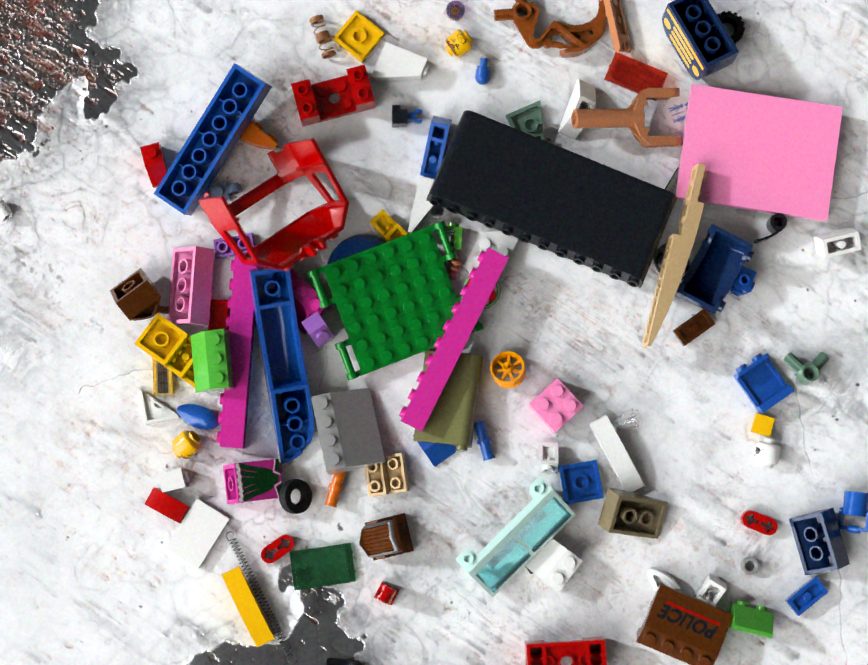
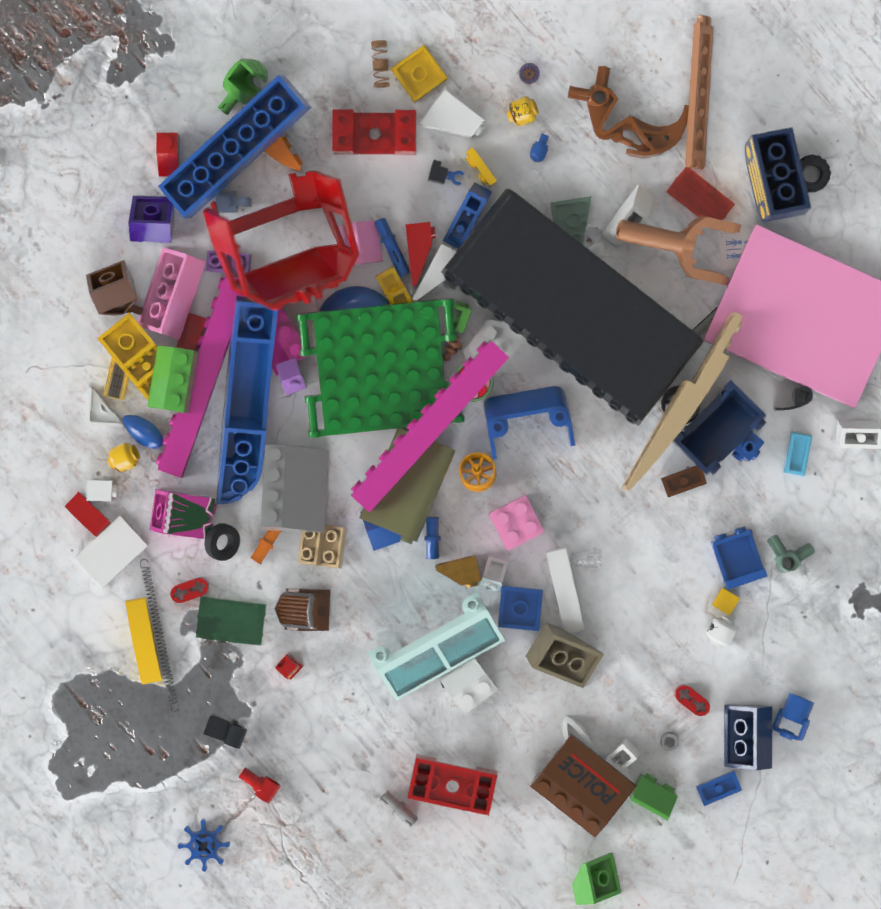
camera: 20 degrees right, 5 degrees up
(156, 226) = (151, 219): none -> dark purple slope
(202, 84) = (240, 83): none -> bright green piece
(354, 192) = (367, 241): none -> bright pink slope
(372, 187) = (391, 246): none -> blue axle
(399, 181) = (419, 245): none -> red slope
(440, 105) = (485, 175): none -> yellow plate
(512, 307) = (525, 403): none -> blue windscreen
(519, 462) = (461, 570): none -> pearl gold slope
(787, 276) = (797, 454): none -> medium azure tile

